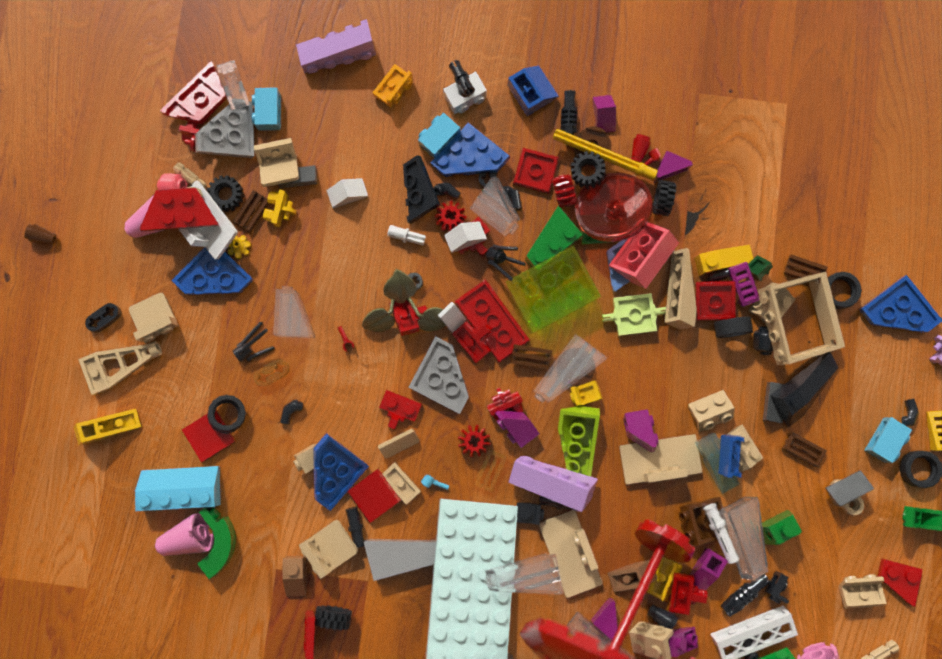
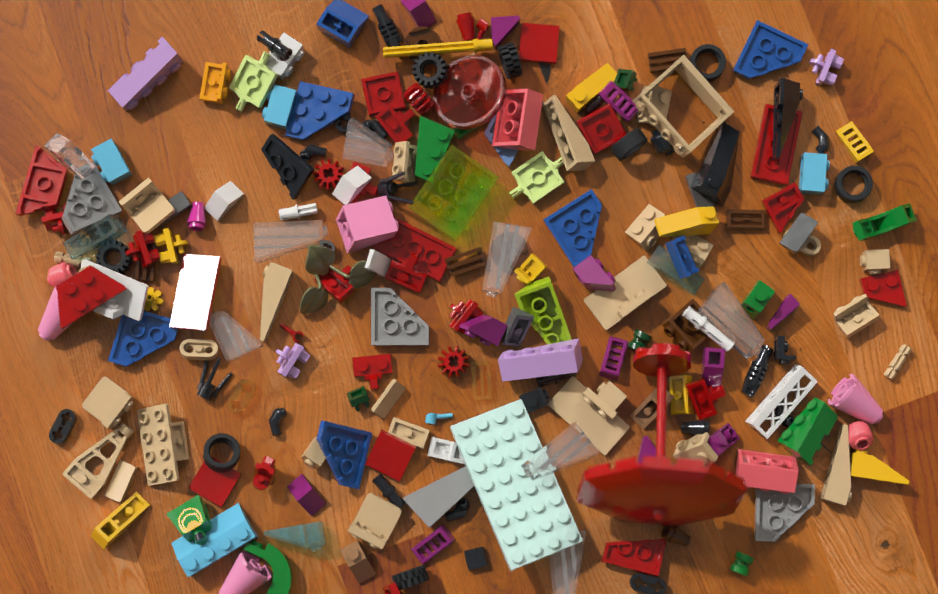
camera: 30 degrees left, 0 degrees up
(127, 393) = (121, 481): none -> tan slope
(168, 461) = (192, 520): none -> green torso
(179, 379) = (162, 444): none -> tan bracket
(215, 165) = (92, 237): none -> clear light blue slope
(252, 206) = (141, 240): none -> red hips
(252, 453) = (264, 473): none -> red hips
(256, 313) = (199, 349): none -> tan plate
(258, 526) = (304, 535): none -> clear light blue slope
(278, 260) = (195, 292): none -> tile
(281, 491) = (306, 495): none -> magenta slope
(315, 195) = (197, 217): none -> dark pink cone
(324, 368) = (287, 367): none -> lavender hips
(350, 292) = (274, 289): none -> tan slope
(372, 427) = (358, 397): none -> dark green tile
(382, 252) = (282, 238): none -> clear slope
(386, 593) = (445, 533): none -> magenta slope
(401, 628) = (475, 558): none -> black tile
(409, 579) = (459, 512): none -> black arm
(425, 516) = (445, 450): none -> white slope
(427, 101) = (253, 81): none -> yellowish green plate
(461, 277) = (366, 223): none -> bright pink slope
(523, 239) = (404, 161): none -> tan bracket
(533, 202) = (396, 123): none -> red hinge
(548, 439) = (517, 328): none -> dark grey slope
(600, 546) = (611, 394): none -> tan brick
(609, 514) = (604, 372): none -> magenta slope
(646, 377) = (576, 226): none -> blue plate
(653, 505) = (641, 336): none -> dark green wheel
(697, 196) = (539, 43): none -> red tile
(752, 426) = (688, 222): none -> yellow slope
(800, 551) = (787, 307): none -> magenta slope
(845, 454) = (782, 205): none -> red wing
(866, 396) = (763, 166): none -> red tile
(896, 363) = (786, 101): none -> black wedge
(906, 550) = (875, 261): none -> tan brick

